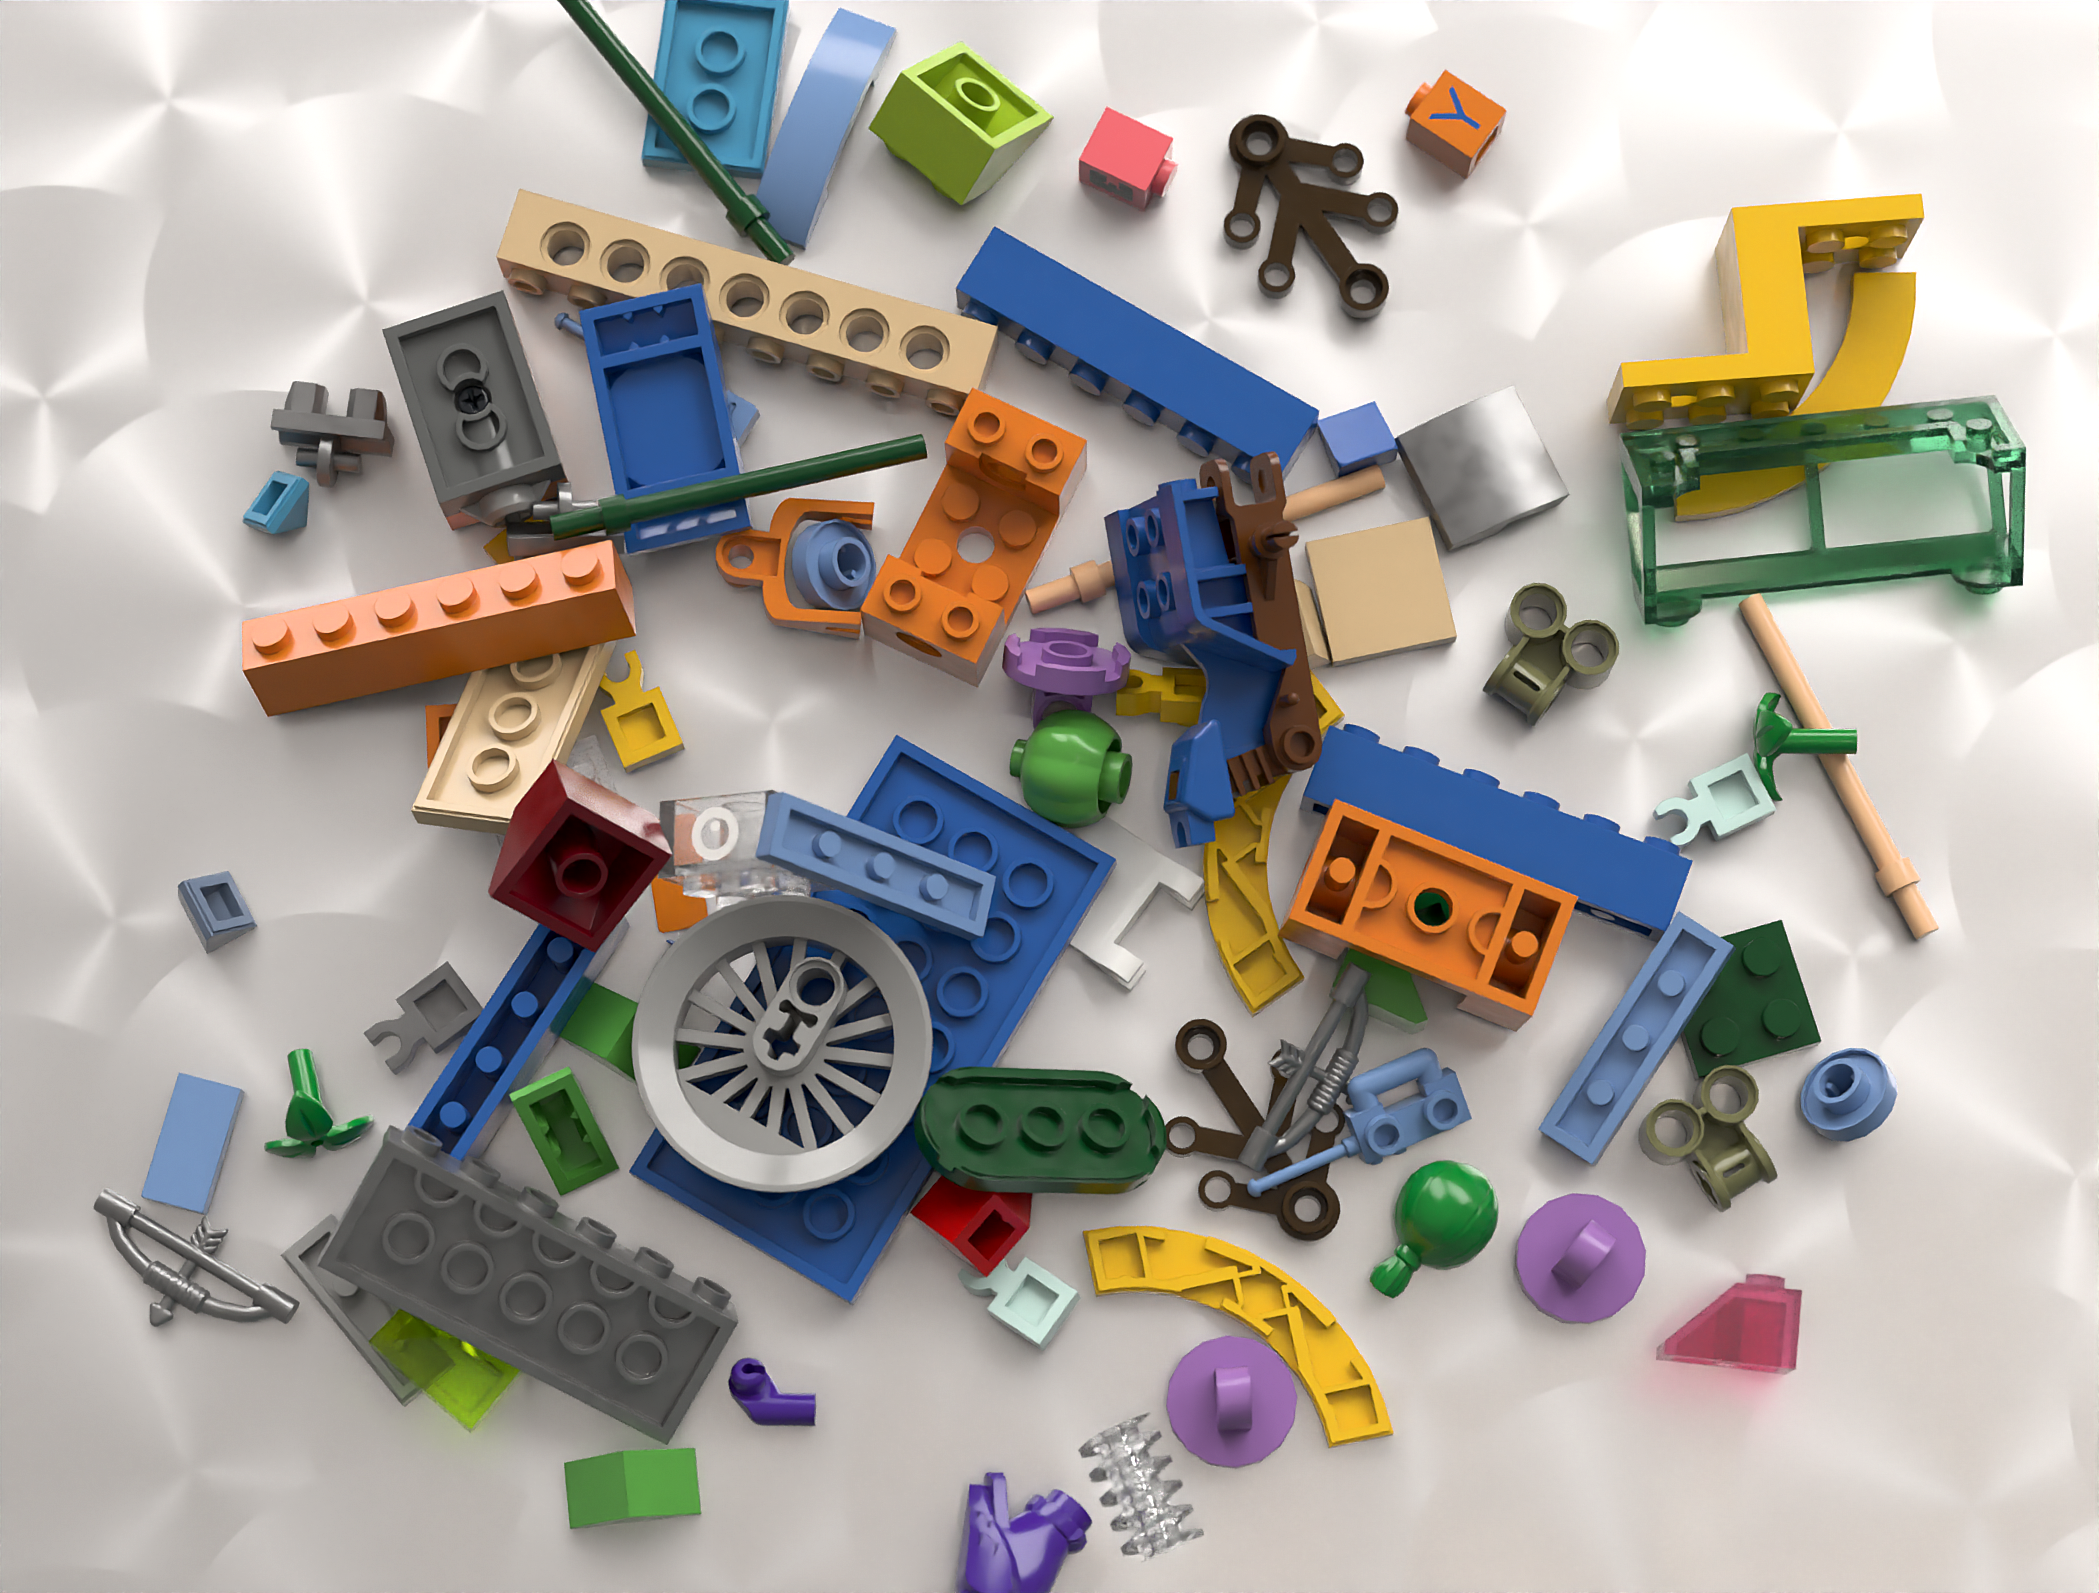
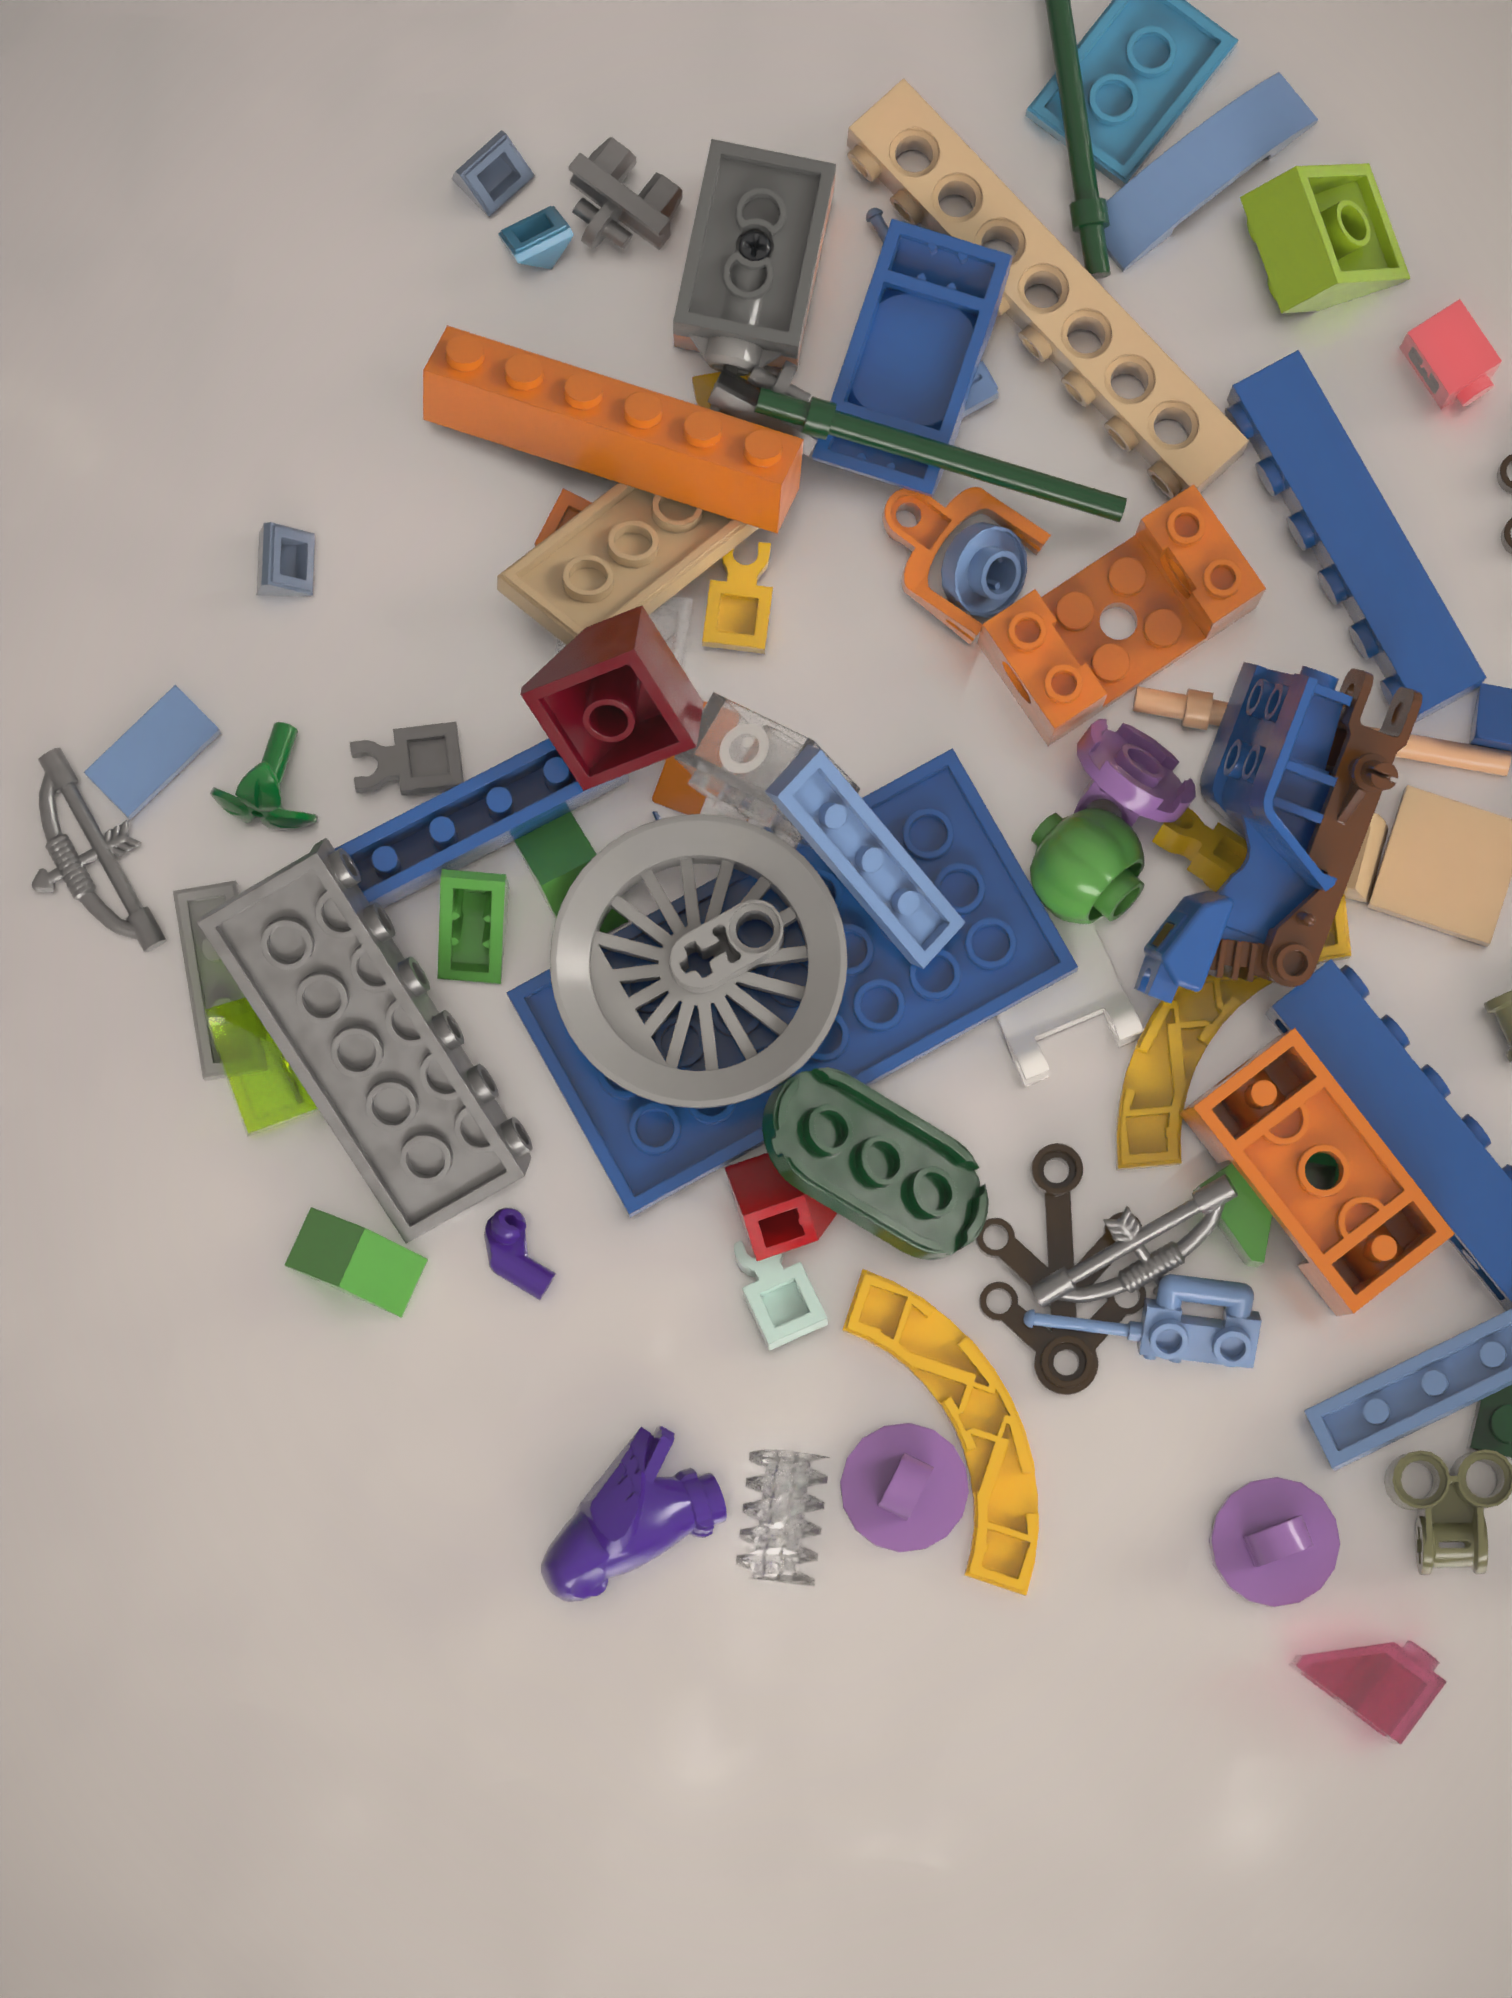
camera: 25 degrees right, 5 degrees up
(208, 472) = (493, 174): none -> sand blue slope
(1441, 1223) = (1174, 1440): green hair -> none

